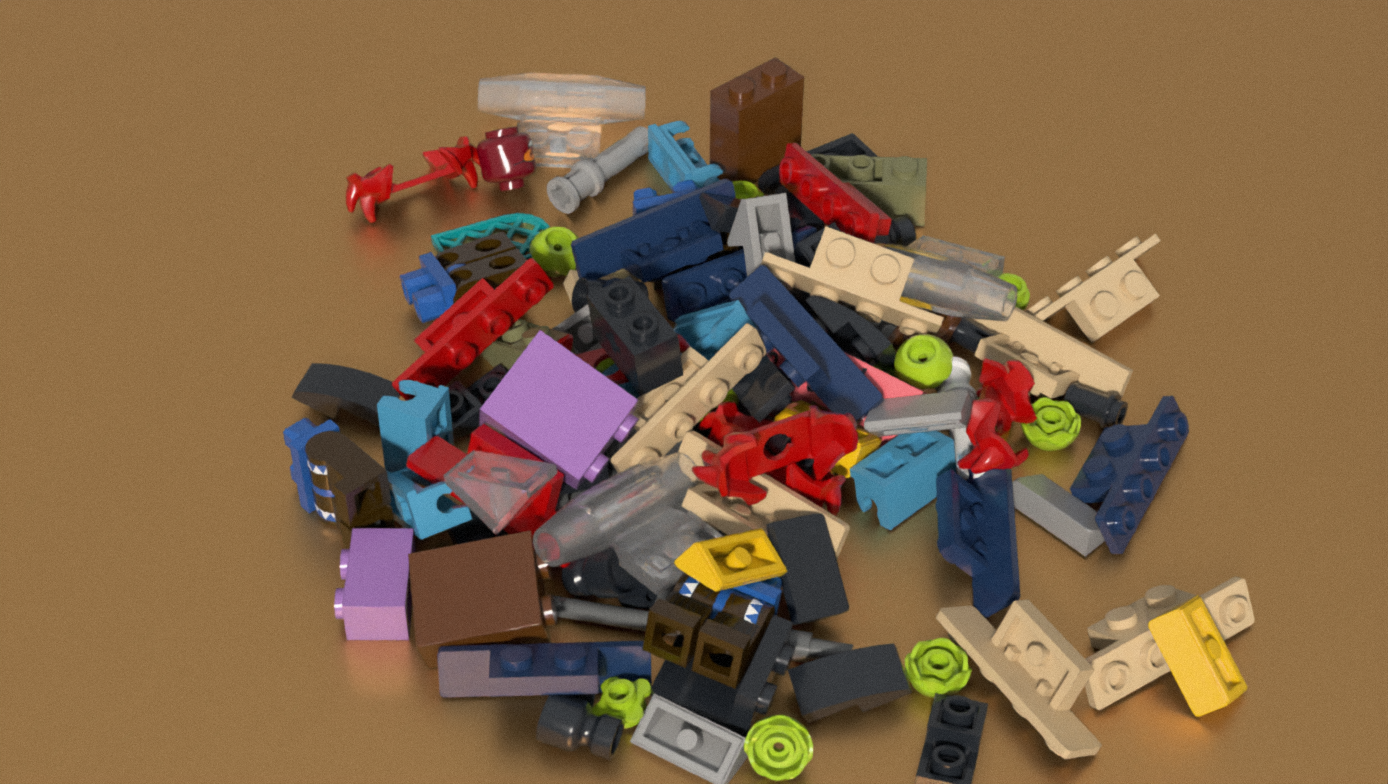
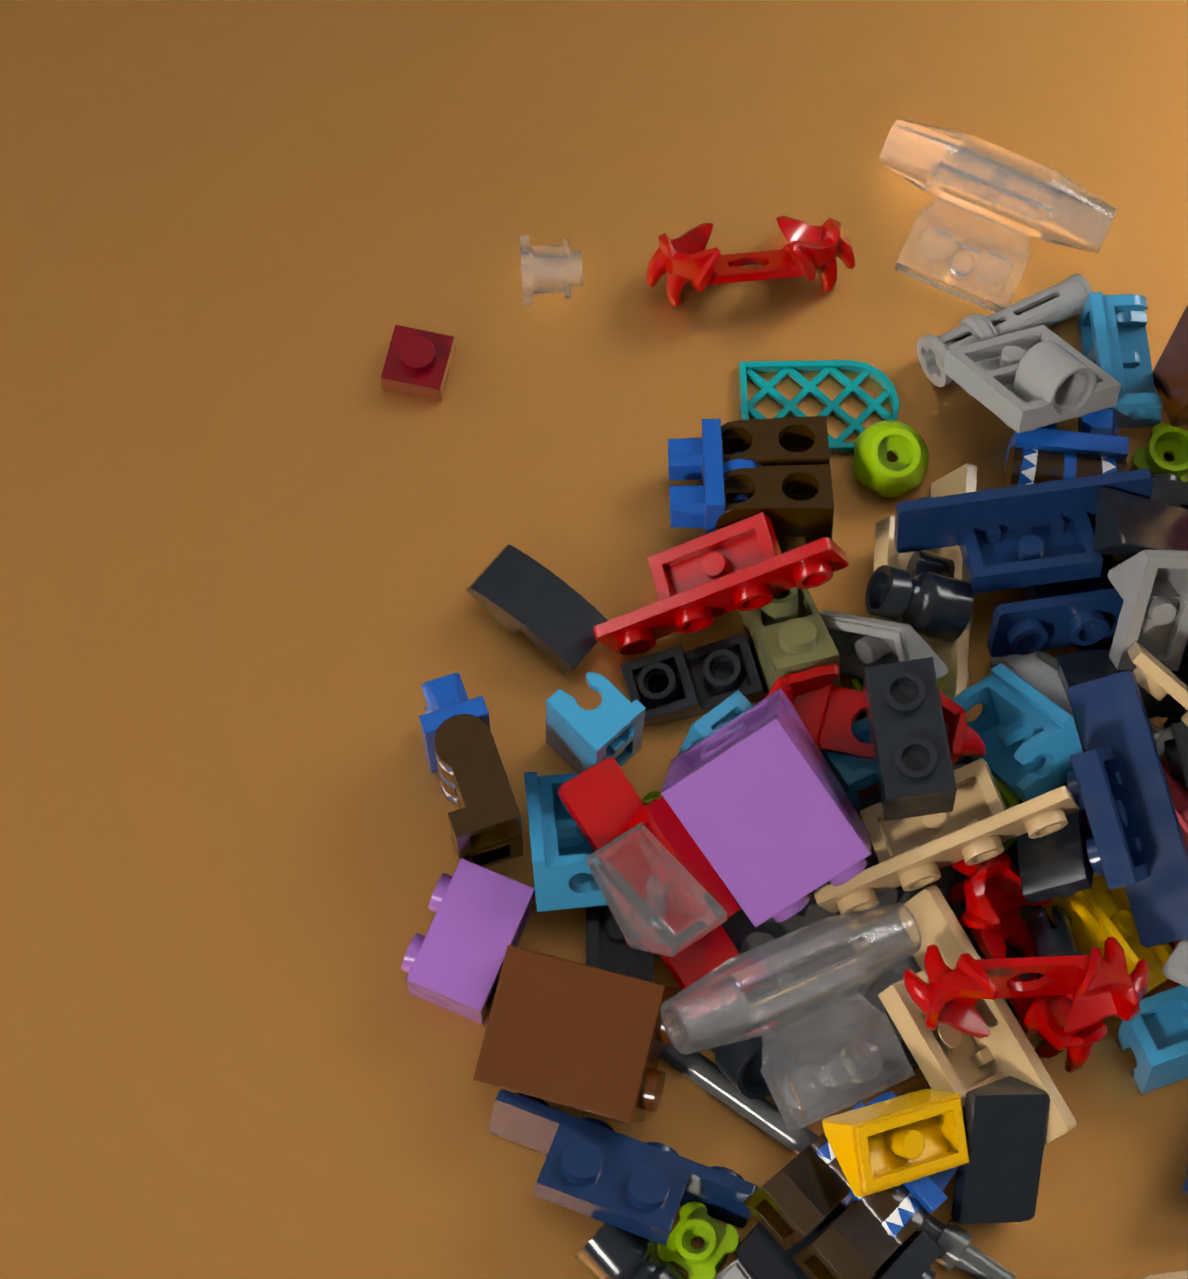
camera: 20 degrees right, 25 degrees up
(203, 296) = (418, 362): none -> dark red plate
(276, 219) = (549, 269): none -> clear brick
(506, 157) = (881, 274): dark red head -> none
(637, 167) = (1031, 378): none -> light grey plate

